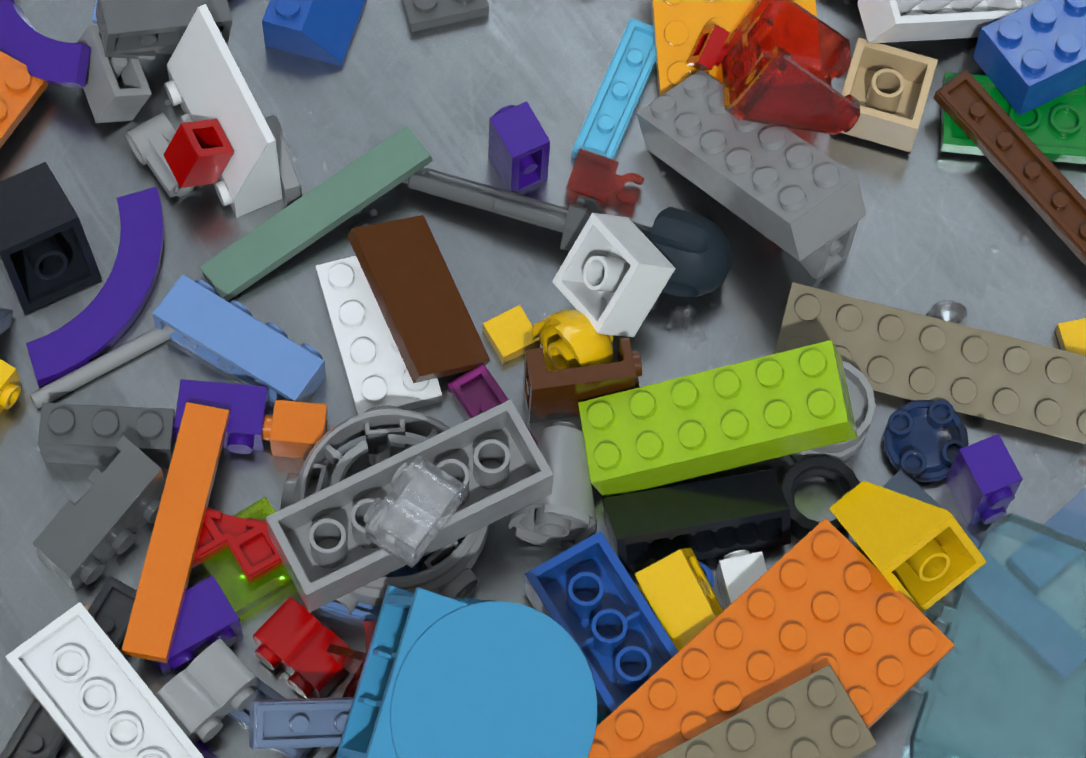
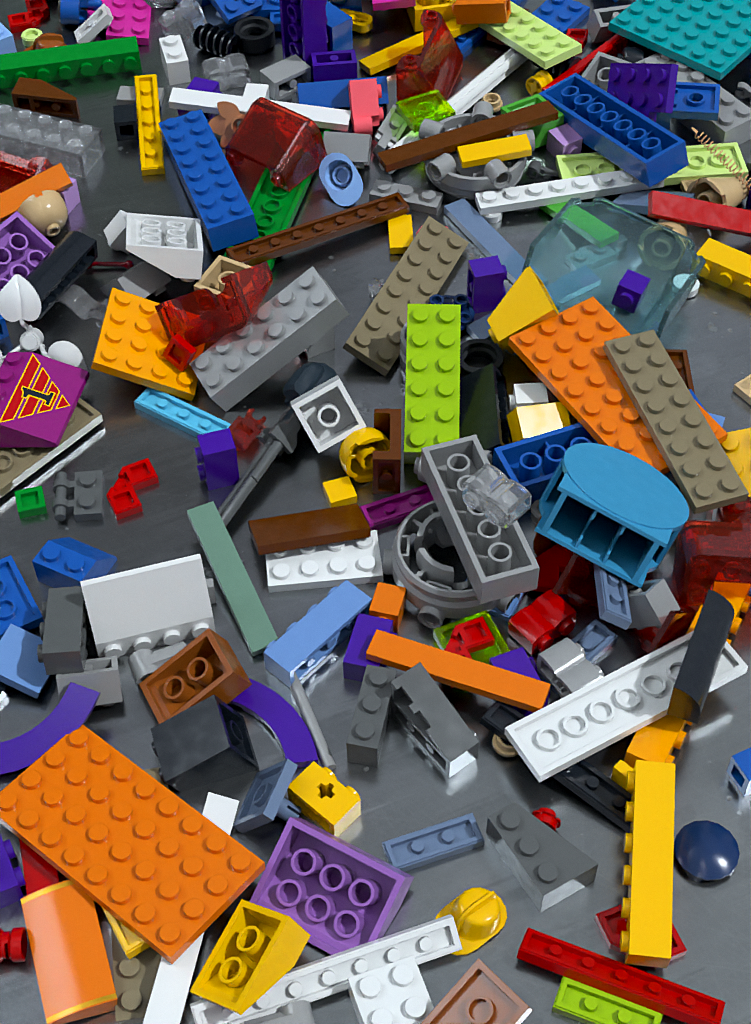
camera: 75 degrees left, 15 degrees down
(128, 201) = (193, 674): none -> dark orange slope
(198, 153) = (179, 622): red brick -> none
(487, 51) = (131, 478): none -> red tile
(1022, 722) = (630, 291): none -> dark purple brick

